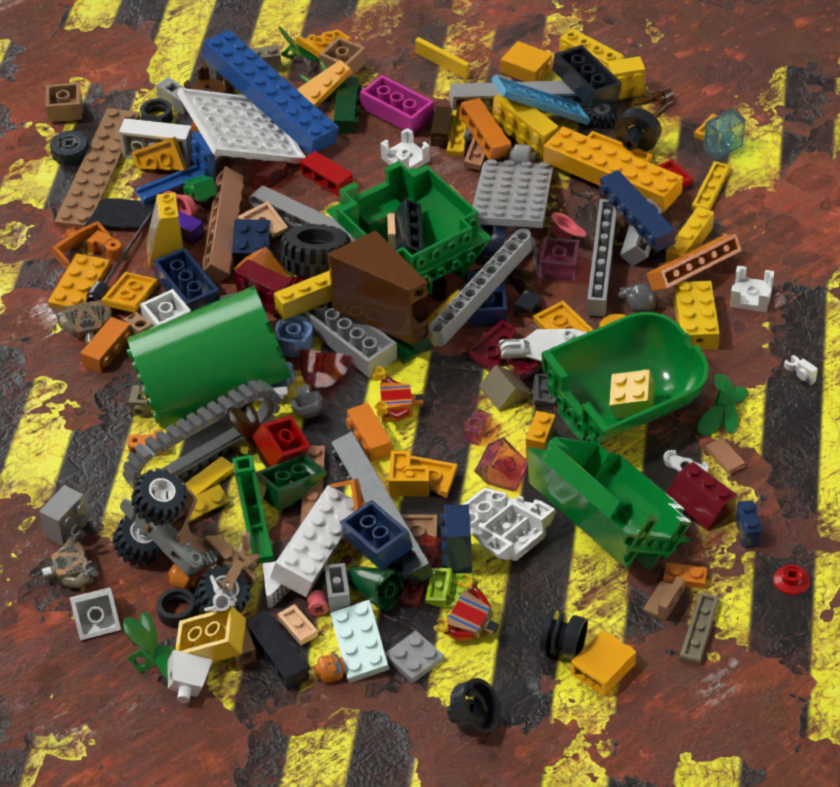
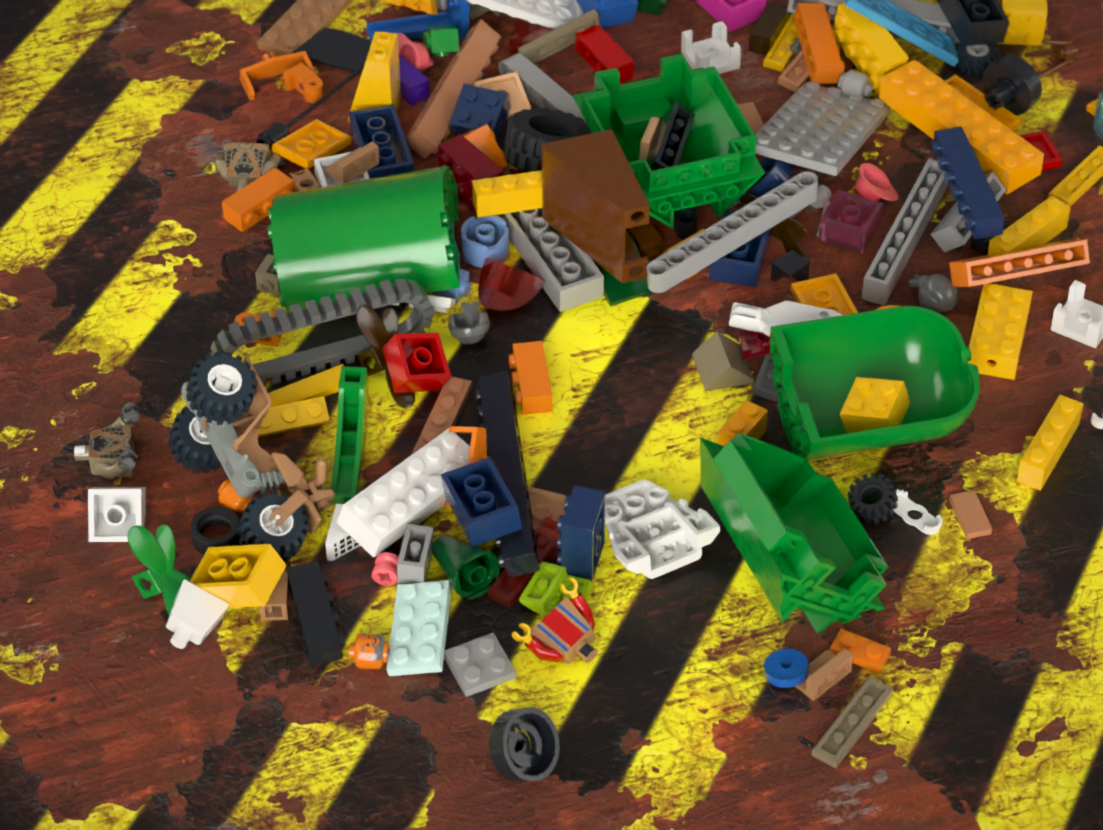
camera: 15 degrees right, 0 degrees up
(62, 513) = (124, 382): light grey brick -> none
(78, 280) = (258, 114): light orange plate -> none
(174, 300) = (355, 163): none -> medium nougat panel
(220, 600) = (259, 533): white plant -> none
(289, 167) = (558, 38): none -> dark tan tile
(289, 480) = (408, 412): dark green slope -> none
(297, 624) = (352, 589): light nougat plate -> none
(395, 398) = (579, 344): torso -> none
(407, 479) = (552, 444): light orange panel -> none
(441, 474) = (584, 444): light orange wing -> none
(476, 426) = (668, 401): clear pink leg -> none
(487, 350) = (715, 311): dark red wing -> none
(502, 465) = (676, 457): slope -> none
(559, 633) = (672, 684): black wheel -> none
(603, 663) = (711, 732): light orange brick -> none
(638, 601) = (786, 668): none -> blue piece
(650, 451) = (876, 510): none -> black tyre
(702, 496) = (918, 557): dark red slope -> none
(724, 408) = (991, 455): green piece -> none
(748, 524) = (964, 606): dark blue brick -> none
(762, 389) = (1049, 442): none -> yellow brick
(786, 583) = (989, 696): red piece -> none

